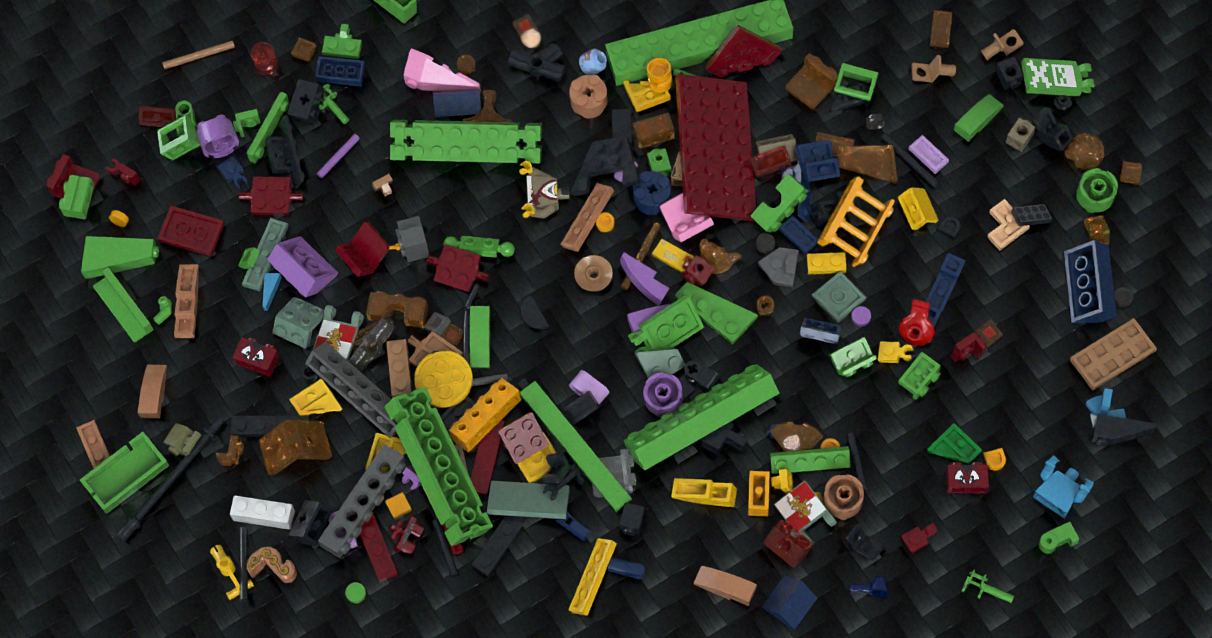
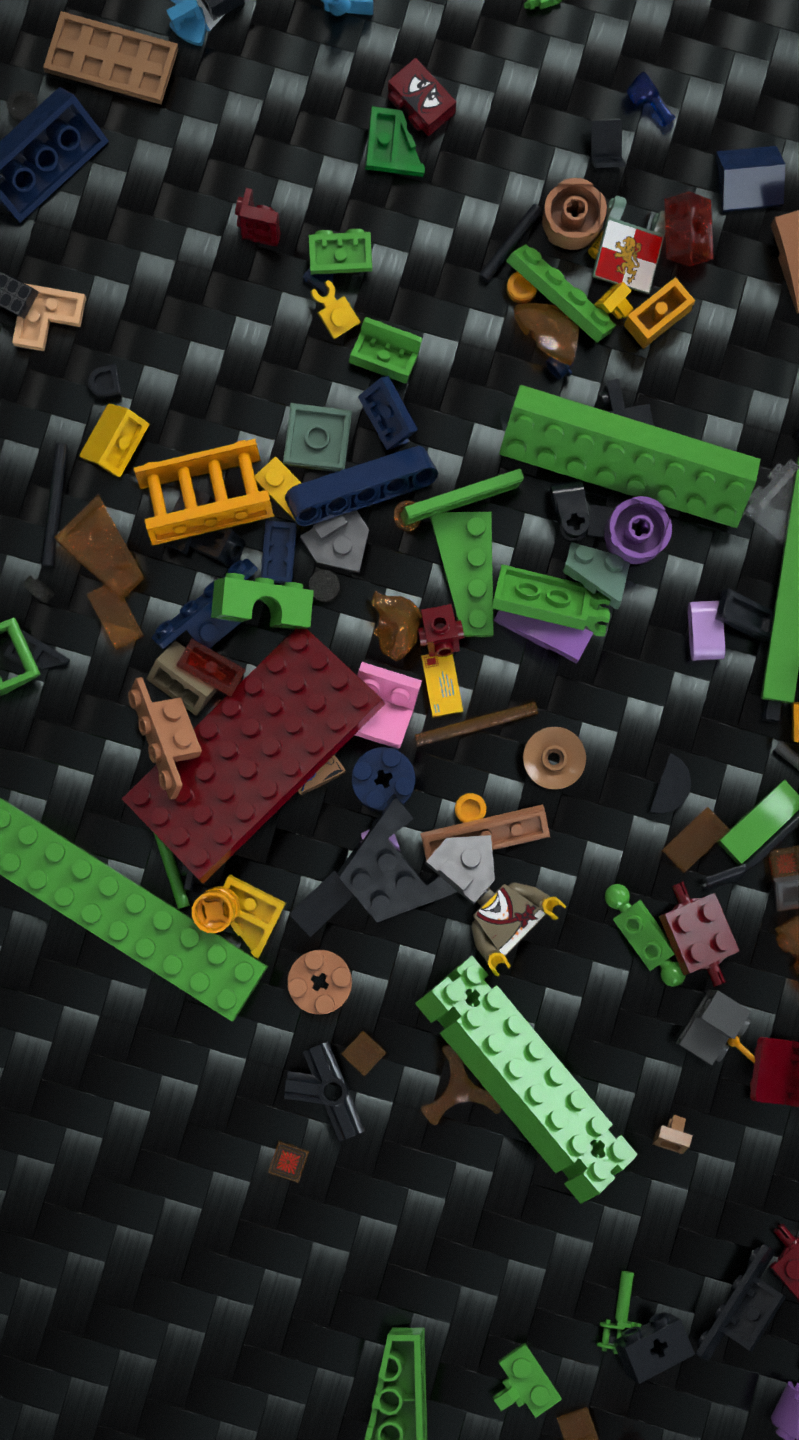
camera: 140 degrees left, 15 degrees up
(246, 119) = (741, 1402): bright green bracket -> none
(279, 107) = (772, 1351): bright green plate -> none
(337, 156) = (682, 1236): medium lavender bar -> none
(340, 71) = (567, 1347): dark blue piece -> none
(427, 75) = (475, 1222): bright pink wedge -> none
(457, 103) = (478, 1145): dark blue piece -> none
(466, 64) = (409, 1189): clear orange tile -> none
(499, 305) = (695, 839): none -> clear orange tile
(530, 38) = (300, 1135): clear orange tile -> none
(541, 92) = (363, 1053): none -> clear orange tile
(581, 192) = (465, 864): none -> flat silver plate
(592, 62) = (267, 1019): light blue head -> none
(643, 279) = (508, 684): medium lavender slope -> none
(653, 130) = (295, 854): clear orange brick -> none
(659, 162) = (334, 808): bright green brick -> none
(704, 492) = (710, 382): yellow slope -> none
(742, 52) = (89, 835): dark red plate -> none
(750, 331) = (461, 497): none -> bright green tile
(757, 120) = (167, 733): none -> nougat bracket
(796, 290) = (361, 486): none -> dark blue beam
(812, 81) = (50, 714): clear orange bracket -> none
(817, 161) = (160, 608): dark blue slope -> none
(861, 316) = (320, 390): medium lavender tile -> none
(917, 326) = (278, 305): red animal -> none
(917, 539) = (545, 98): dark red plate -> none
(928, 154) = (27, 486): lavender plate -> none
(944, 286) = (206, 321): dark blue slope -> none
(989, 333) = (209, 223): tile -> none
(995, 459) = (365, 90): light orange tile -> none

